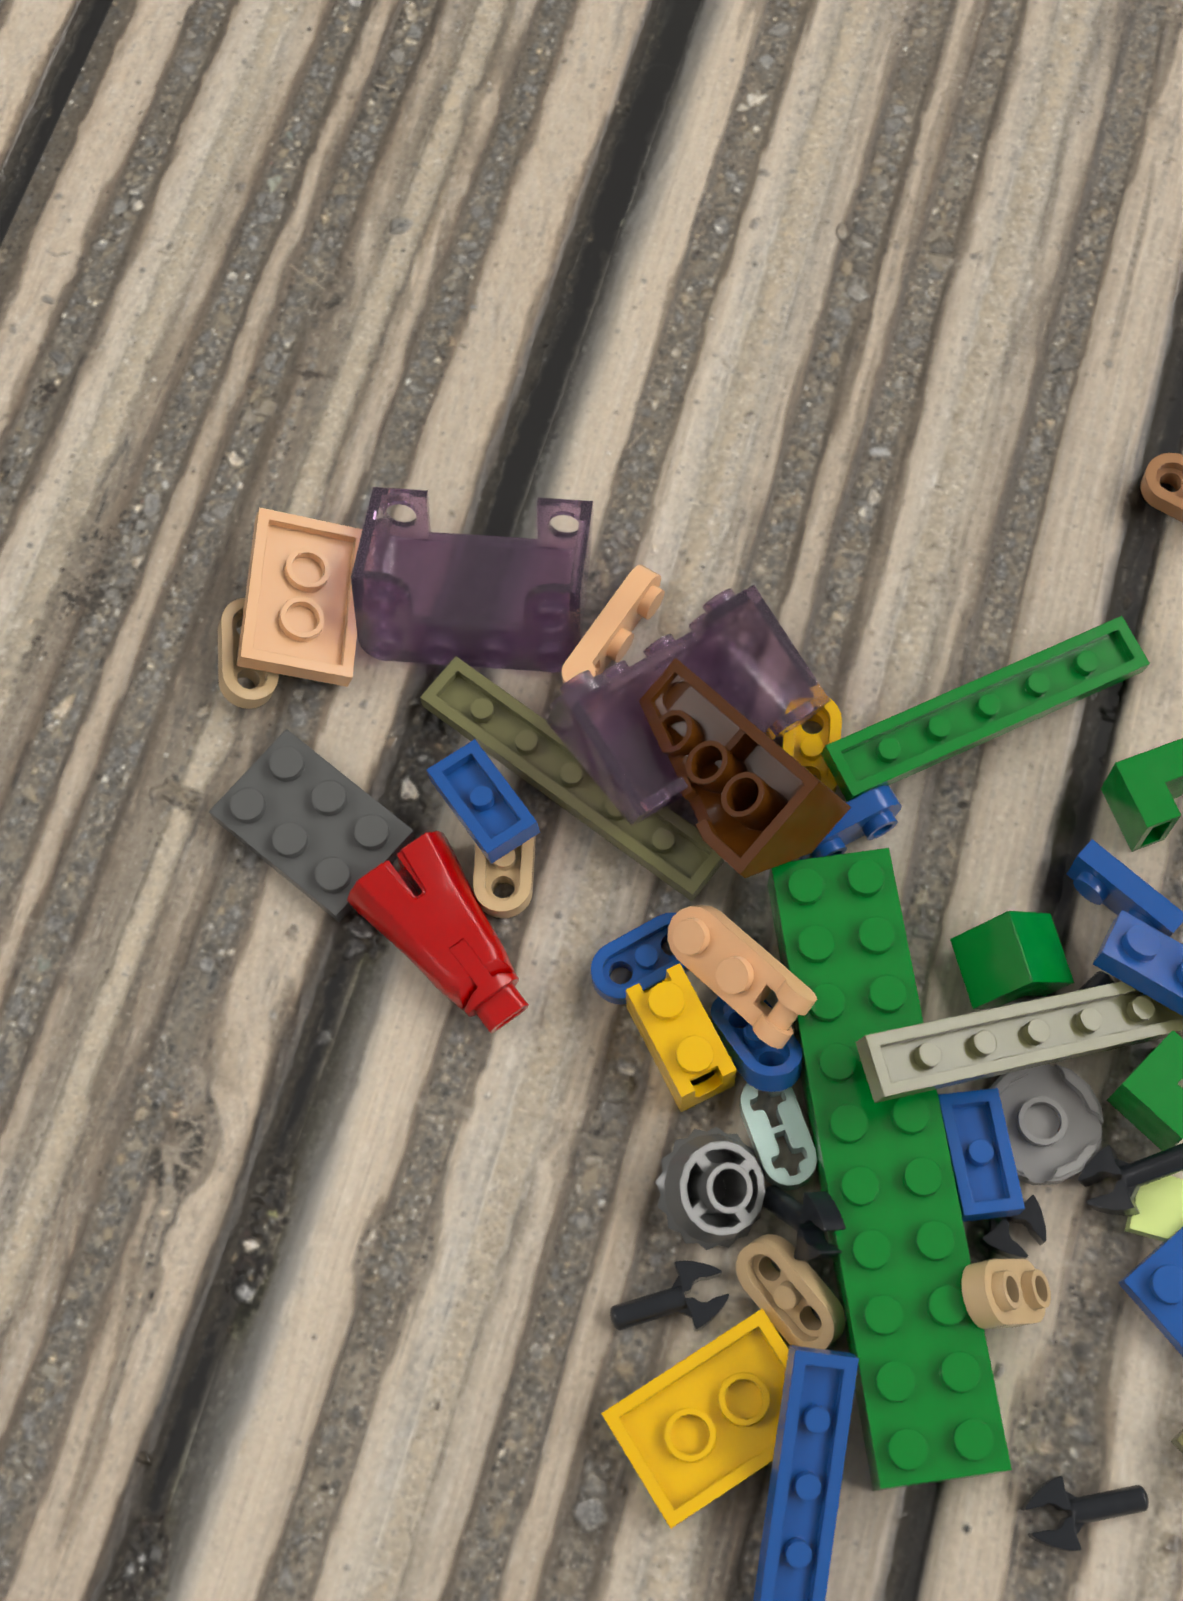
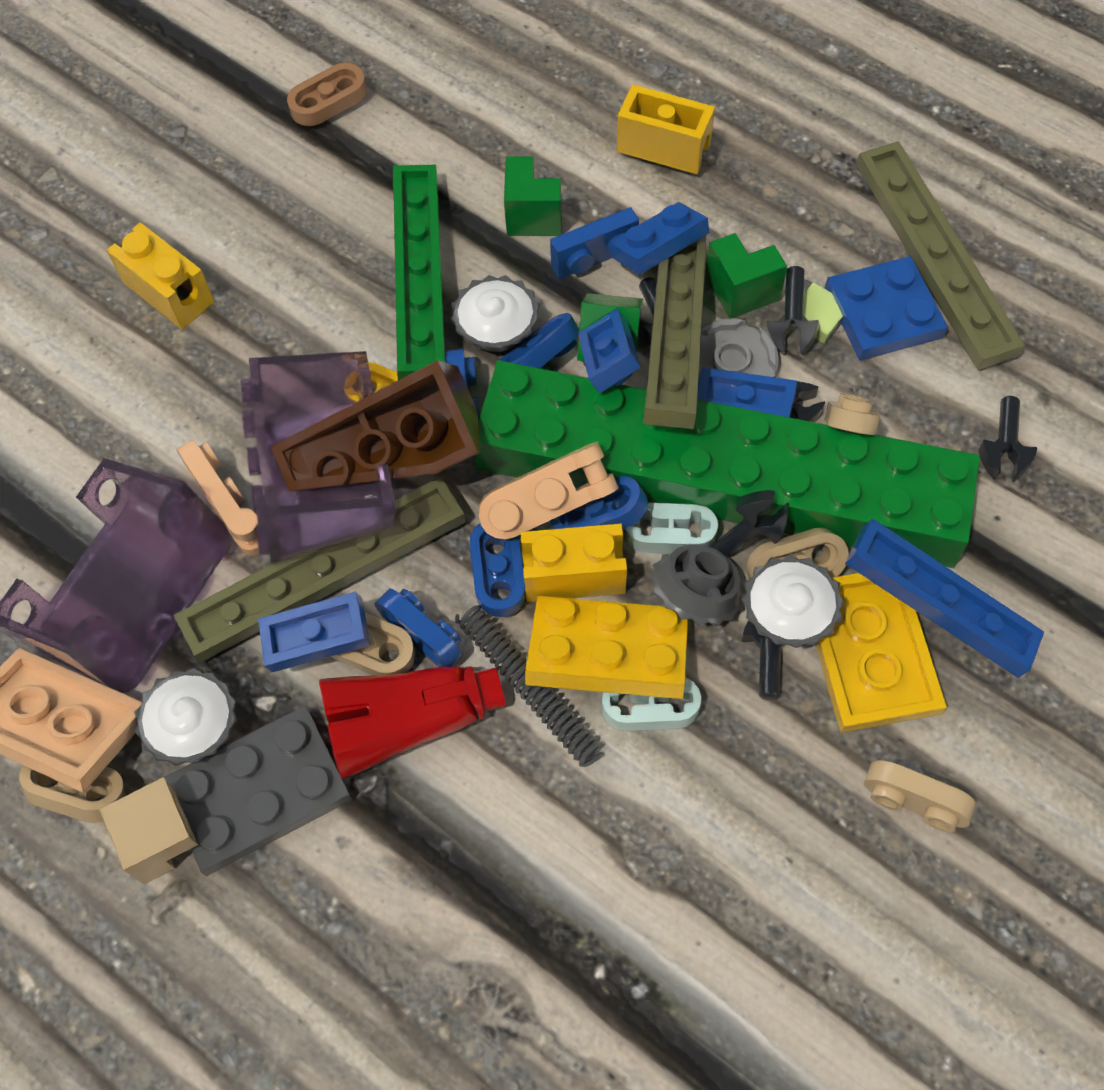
camera: 70 degrees left, 5 degrees down
(224, 742) = (148, 830): none -> tan piece
(351, 720) = (185, 716): none -> white piece
(488, 1094) = (506, 654): none -> dark grey piece
(532, 927) = (433, 640): none -> blue plate
(550, 1555) = (937, 802): none -> tan plate
(568, 1182) = (652, 715): none -> light aqua beam
(594, 1114) = (607, 647): none -> yellow plate
(721, 1301) = (793, 601): none -> white piece
(848, 442) = (155, 272): none -> yellow brick
(947, 889) = (548, 341): none -> blue plate
(950, 967) = (609, 351): none -> blue plate
(967, 819) = (495, 313): none -> white piece

